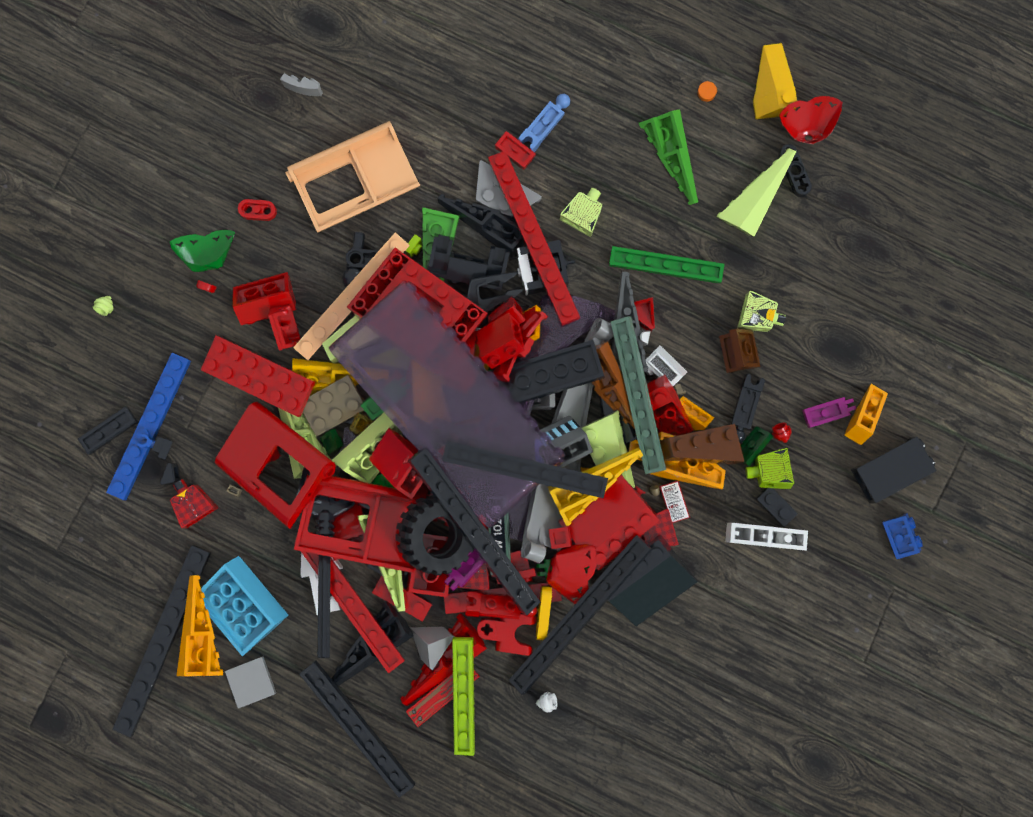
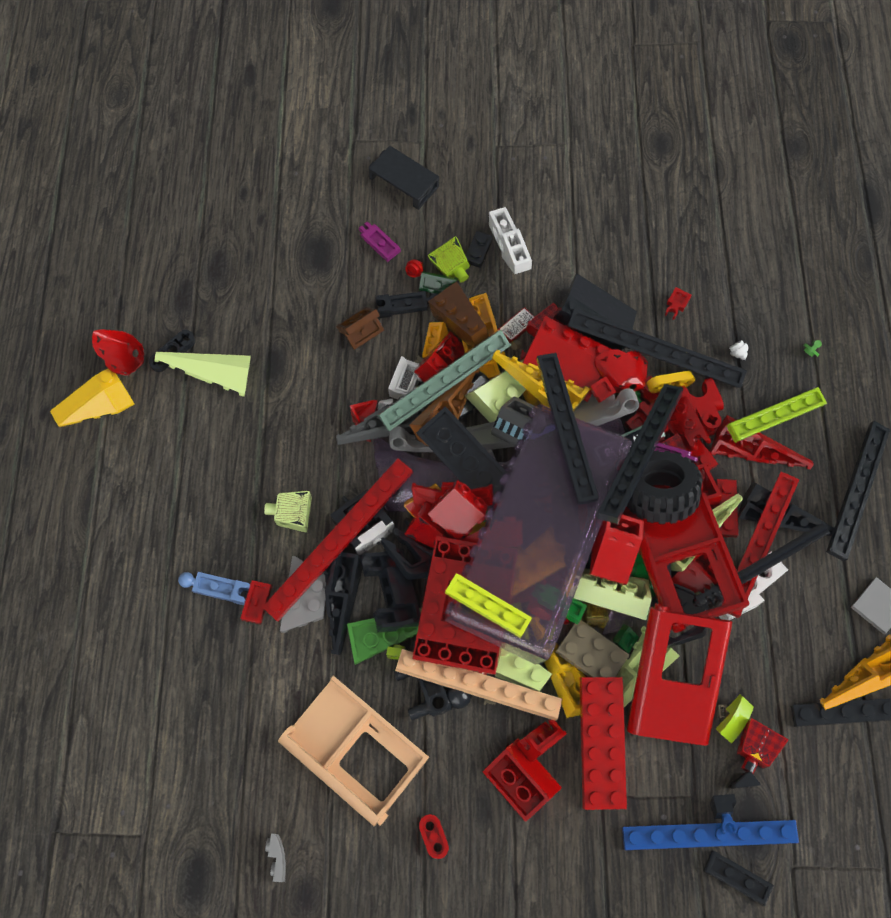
camera: 115 degrees left, 15 degrees down
(206, 253) = (504, 871): green piece -> none
(206, 286) = (540, 849): red tile -> none
(222, 500) = (734, 723): none -> lime slope
(241, 605) = (820, 646): medium azure slope -> none
(392, 315) = (488, 605): none -> neon yellow plate
(431, 643) = (749, 463): light grey slope -> none
(433, 701) = (795, 440): red tile -> none
(514, 775) = (810, 350): none -> bright green plate
(626, 672) = (677, 301): none -> red plate
(666, 264) = (309, 419): green plate -> none
(669, 139) = (184, 469): bright green wedge -> none
(707, 91) = (123, 455): orange tile -> none
(759, 313) = (319, 325): torso -> none
(866, 415) = (374, 210): light orange slope -> none
(902, 536) = (454, 152): blue bracket -> none

